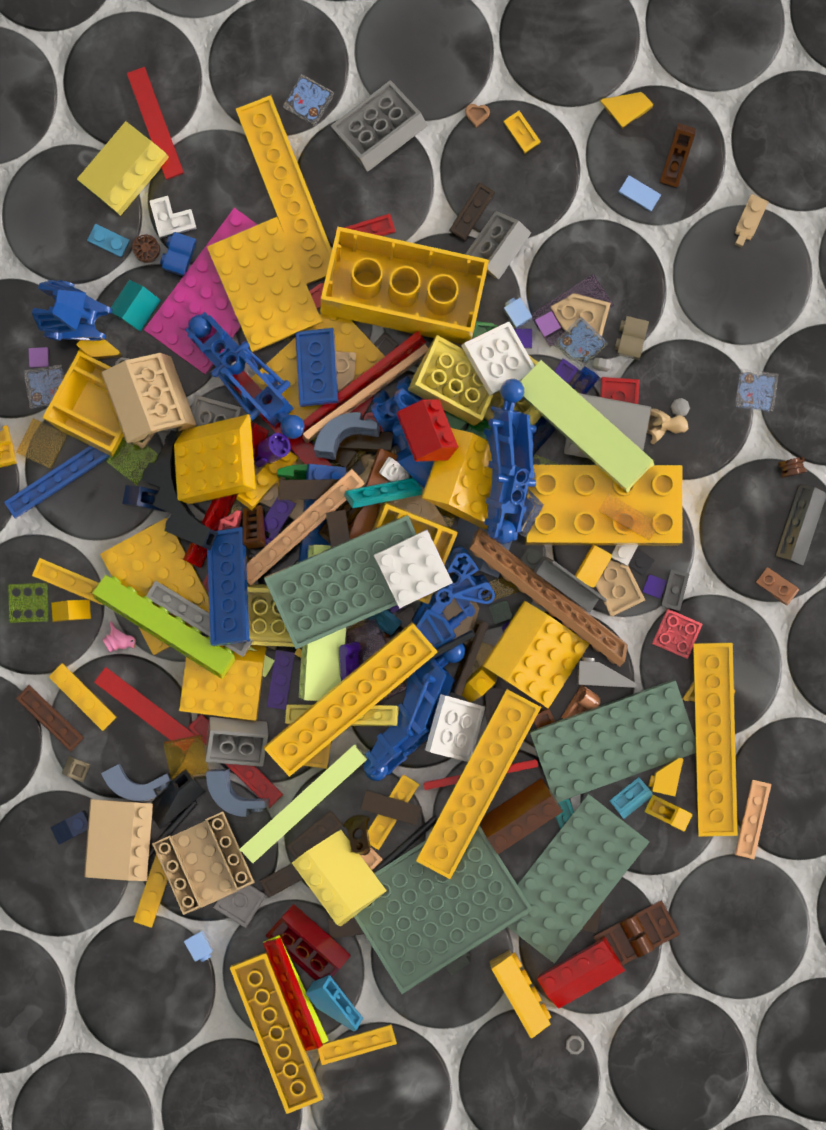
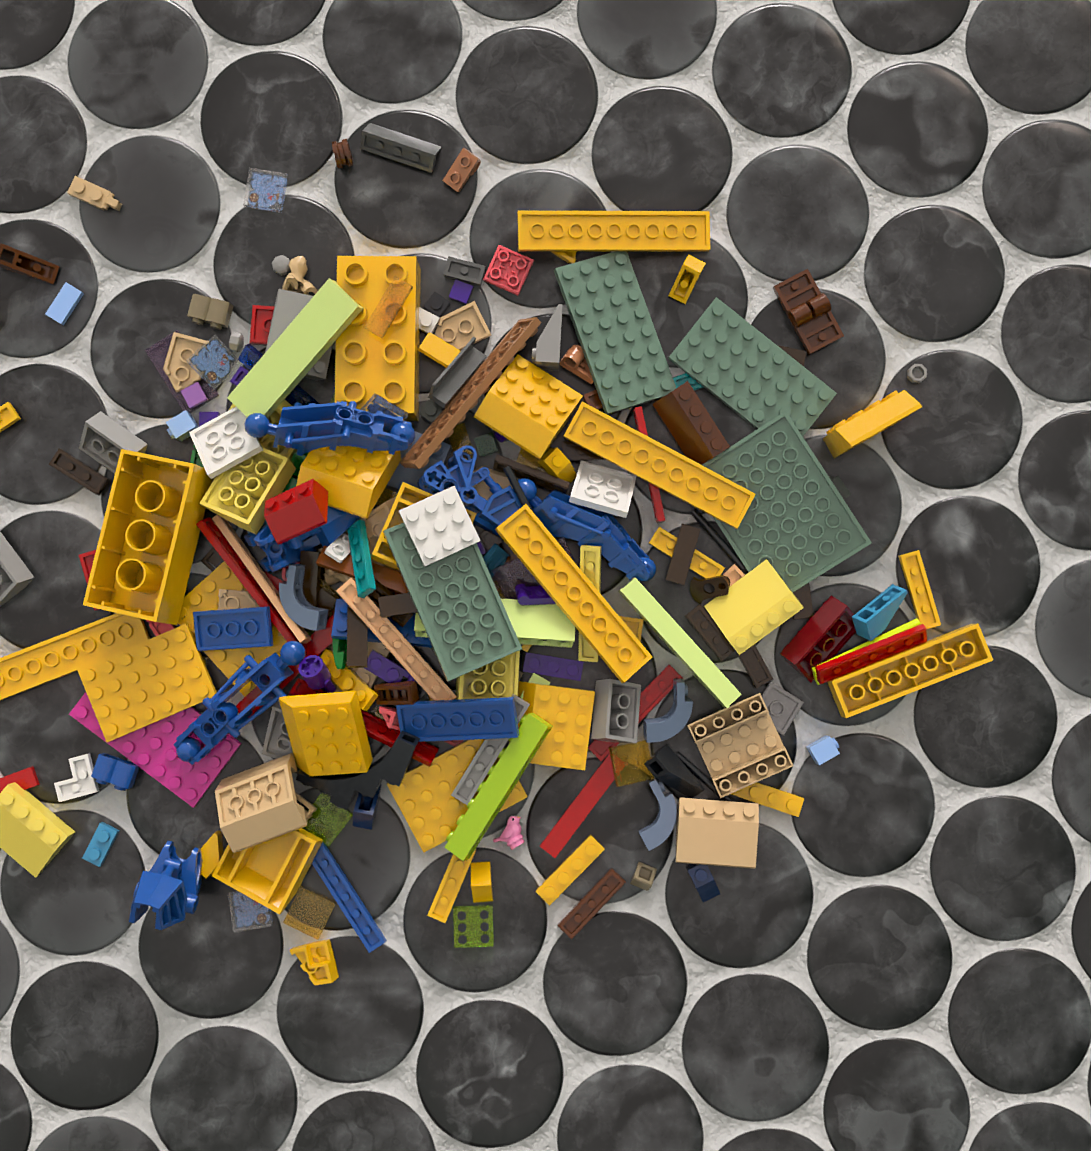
camera: 90 degrees left, 0 degrees up
(38, 357) = (220, 916): medium lavender tile -> none
(135, 305) = (168, 816): teal slope -> none
(146, 248) = (109, 805): reddish brown wheel -> none
(580, 973) = (846, 366): red slope -> none
(631, 798) = (671, 316): medium azure slope -> none
(666, 778) = (652, 280): yellow slope -> none
(753, 819) = (692, 197): light nougat tile -> none

